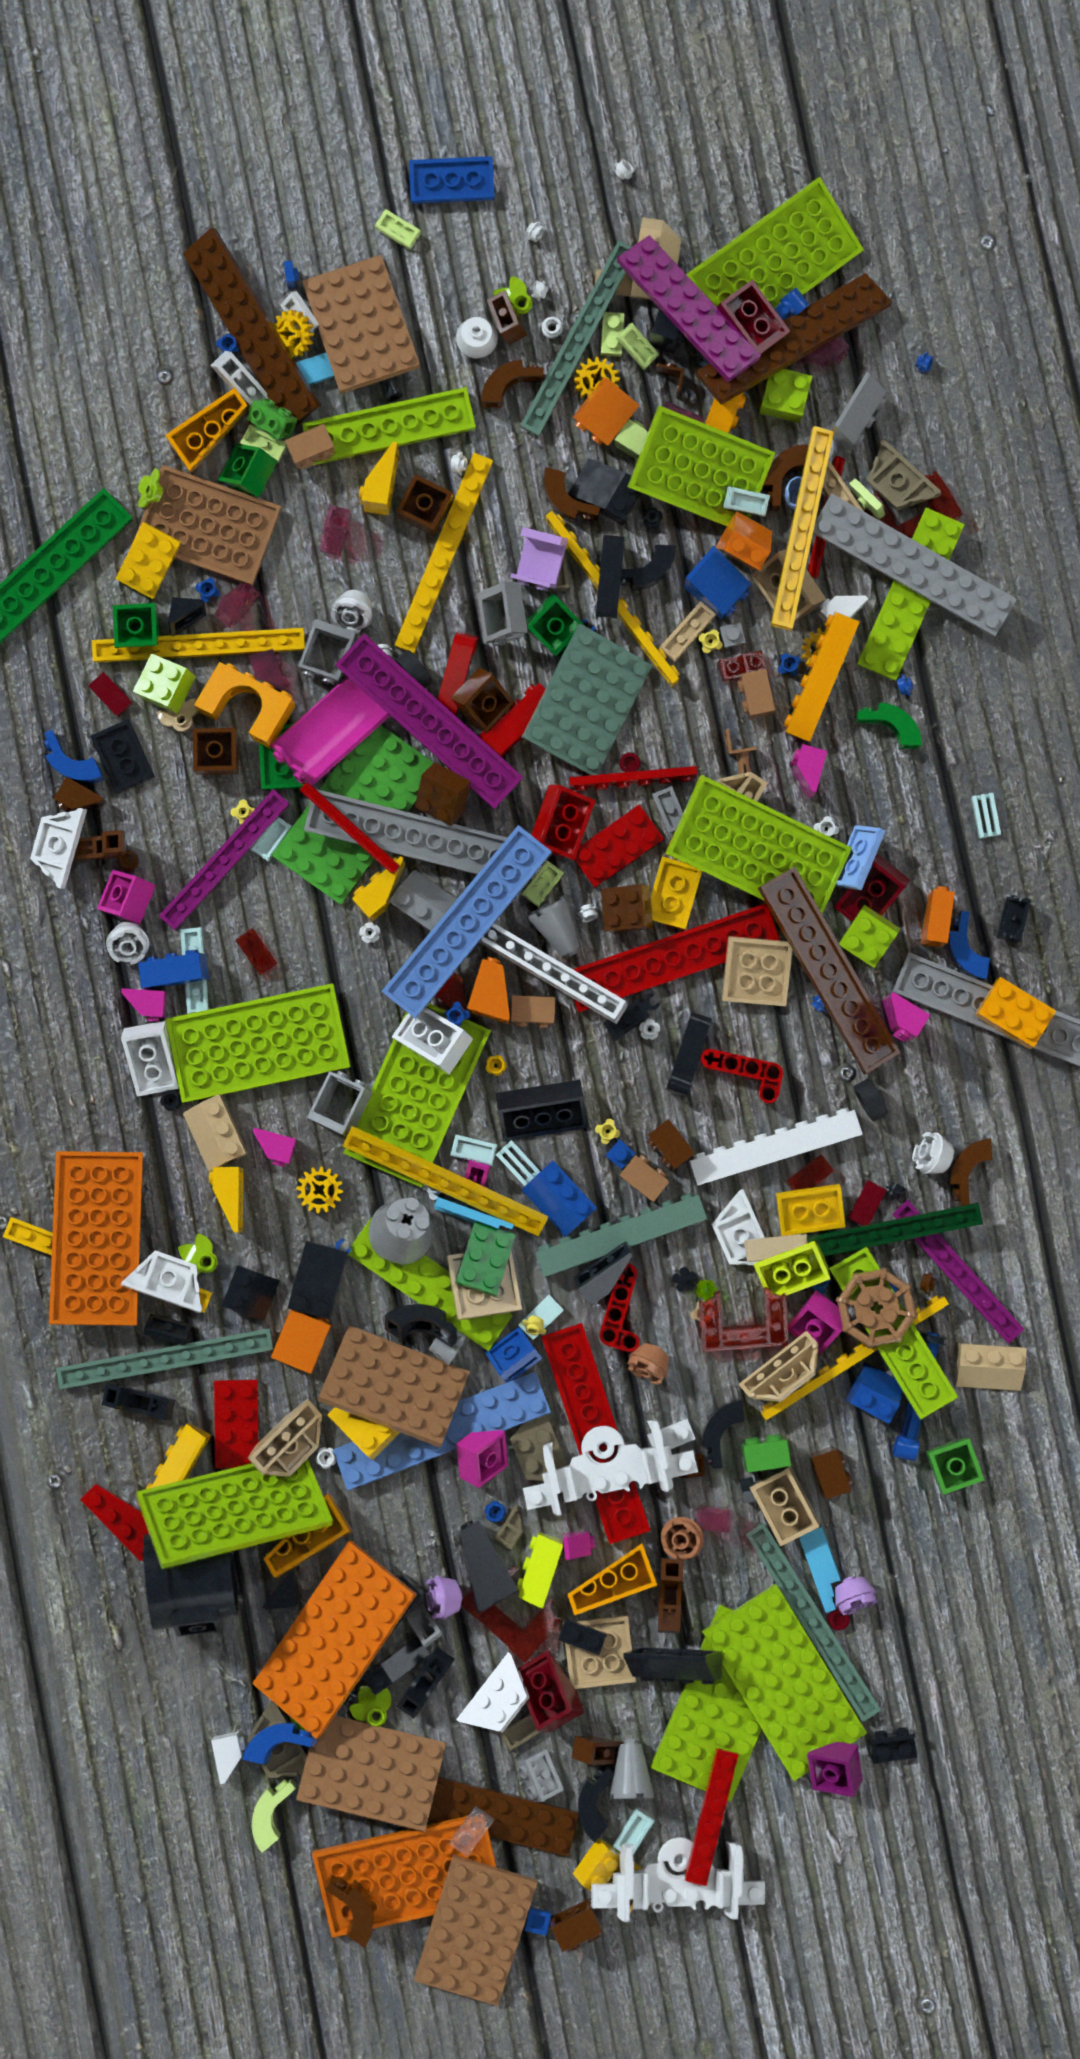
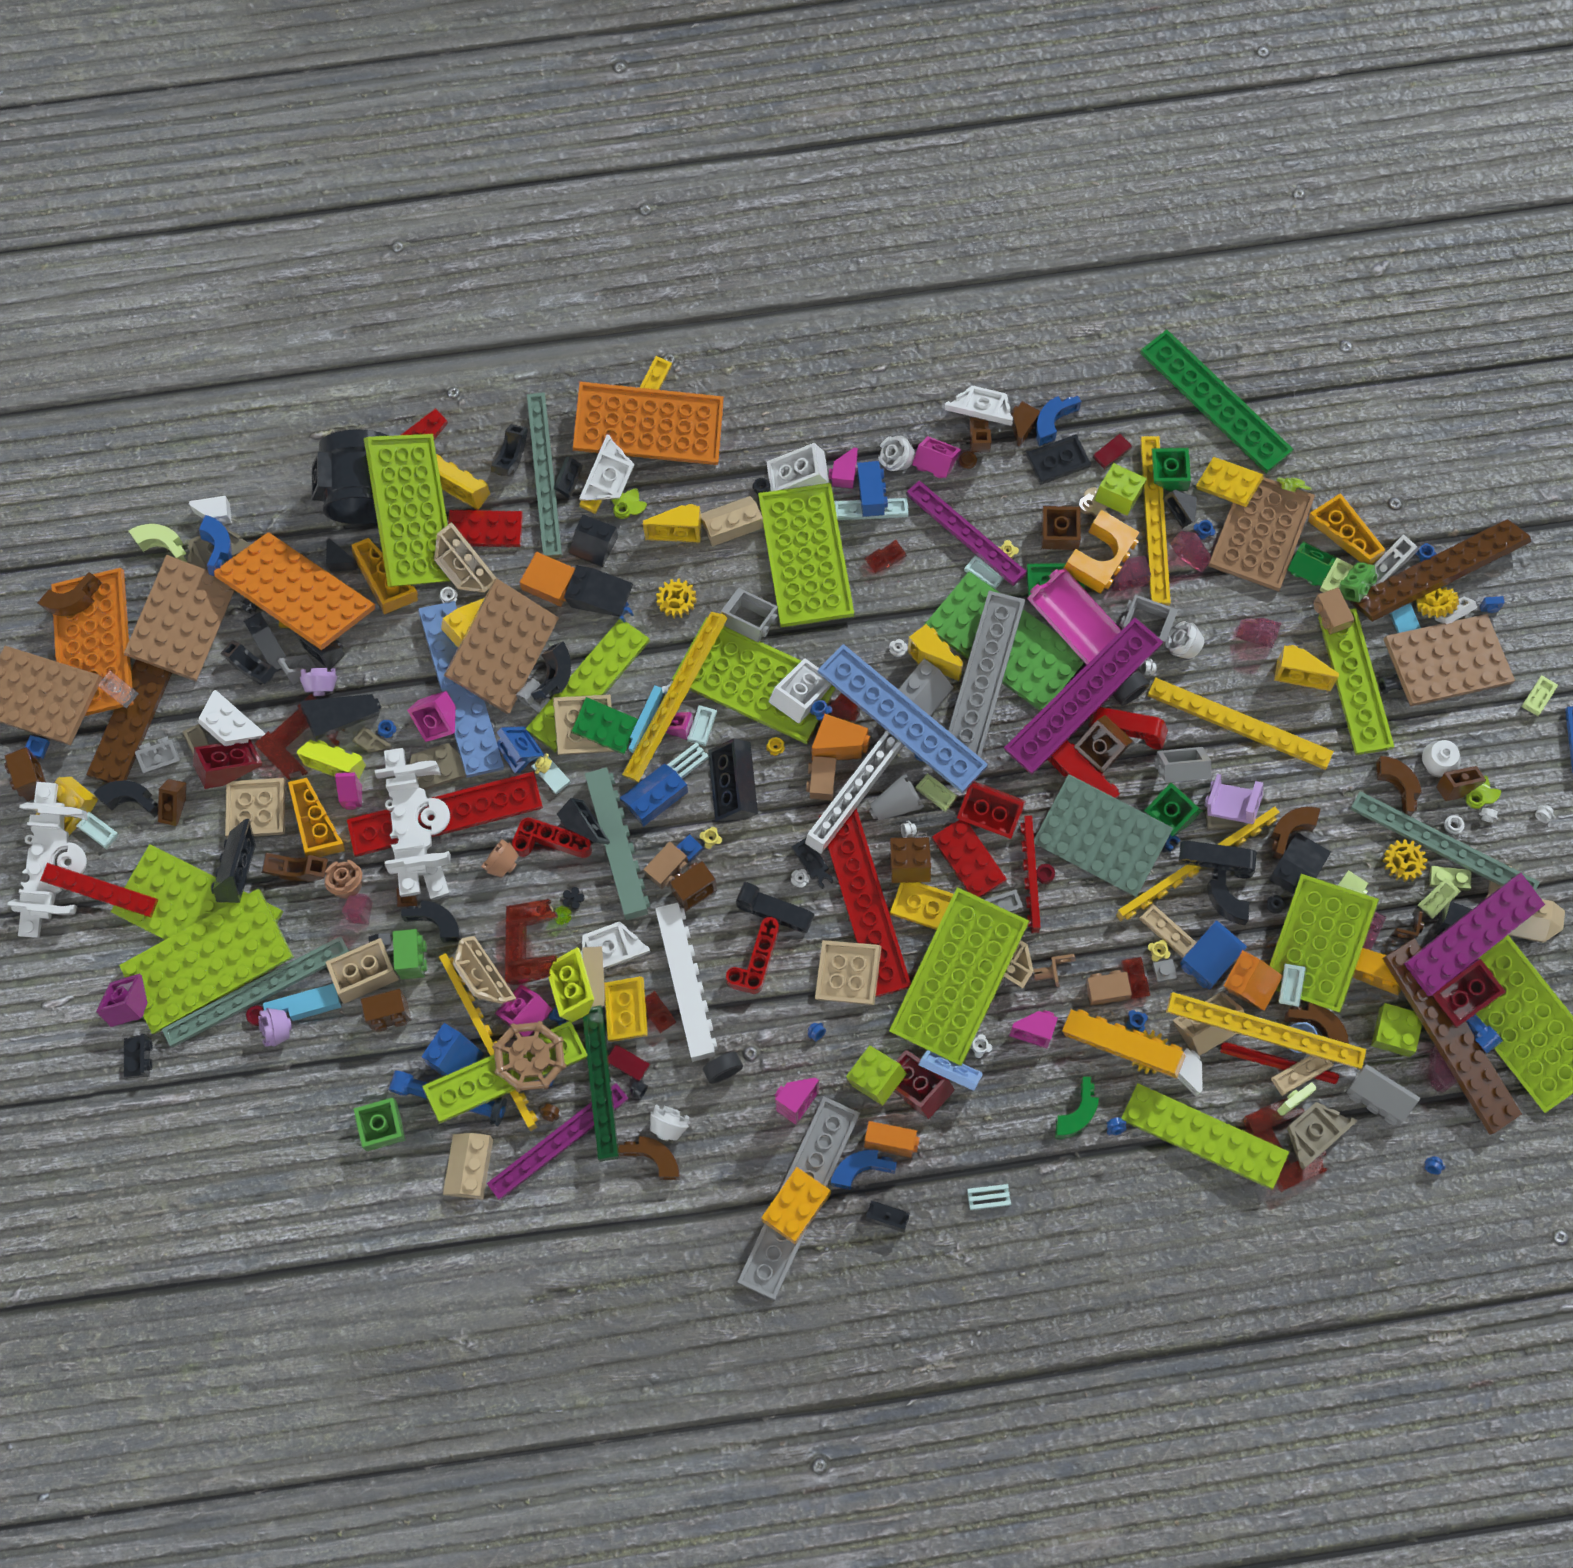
camera: 95 degrees right, 15 degrees down
(276, 1146) = (716, 565): dark pink slope -> none
(350, 828) = (988, 624): red axle -> none
(371, 1703) = (236, 620): lime plate -> none
(401, 1231) = (626, 663): light grey cone -> none
(424, 505) = (1282, 705): reddish brown brick -> none
(442, 794) = (1018, 706): reddish brown brick -> none
(459, 463) = (1322, 738): white plate -> none
(582, 1636) = (270, 792): black plate -> none
(605, 412) = (1374, 862): orange brick -> none
(631, 1773) = (146, 827): light grey cone -> none
(829, 970) = (846, 1034): reddish brown plate -> none
(913, 565) = (1231, 1136): light grey plate -> none

